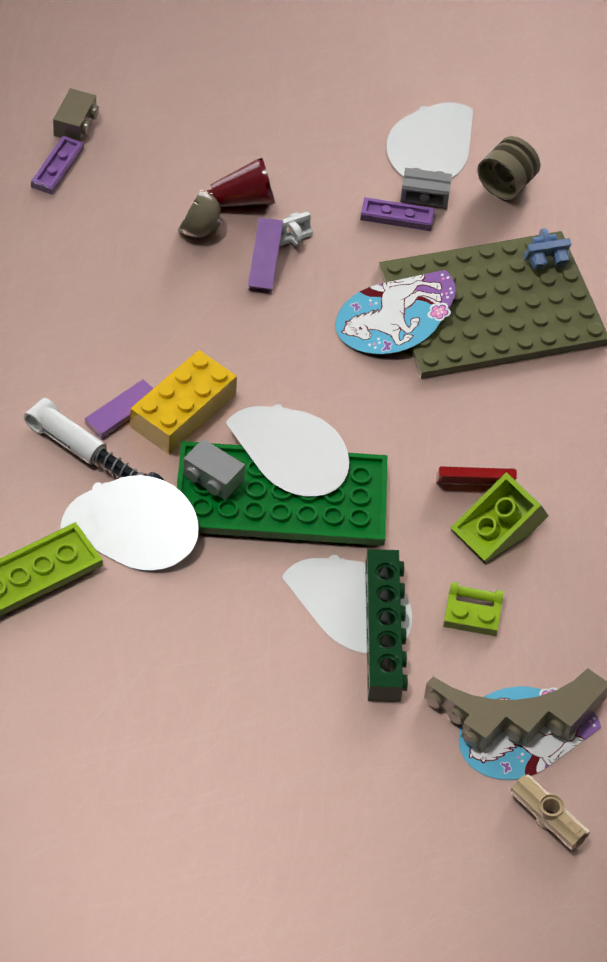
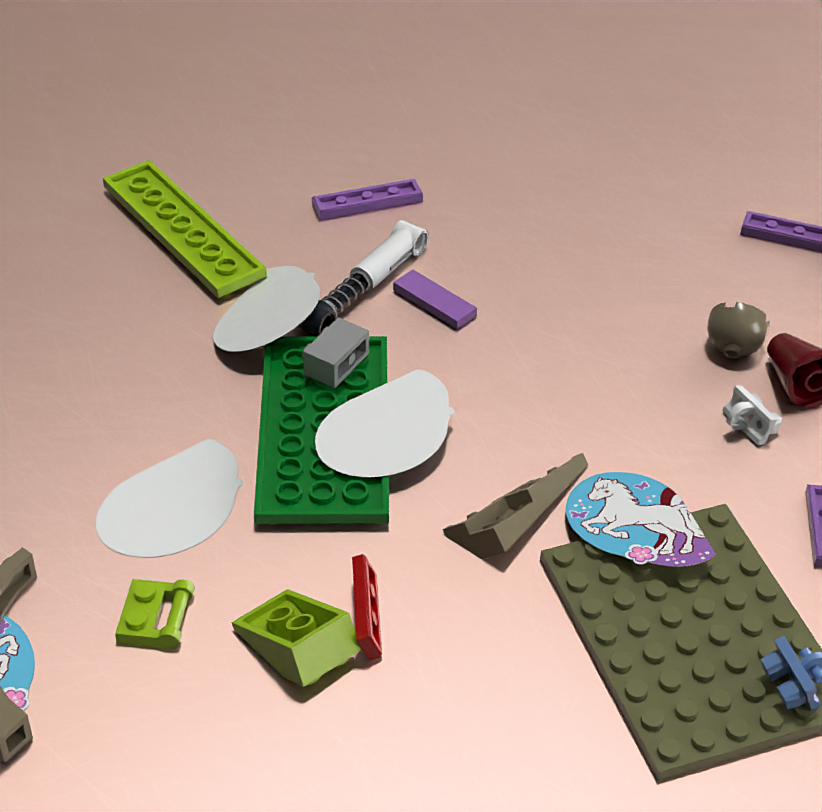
camera: 90 degrees right, 10 degrees down
(183, 401) = (446, 336): yellow brick -> none
(265, 254) = (693, 388): medium lavender tile -> none
(381, 684) = (125, 518): dark green brick -> none
(391, 393) = (509, 516): none -> dark tan wedge

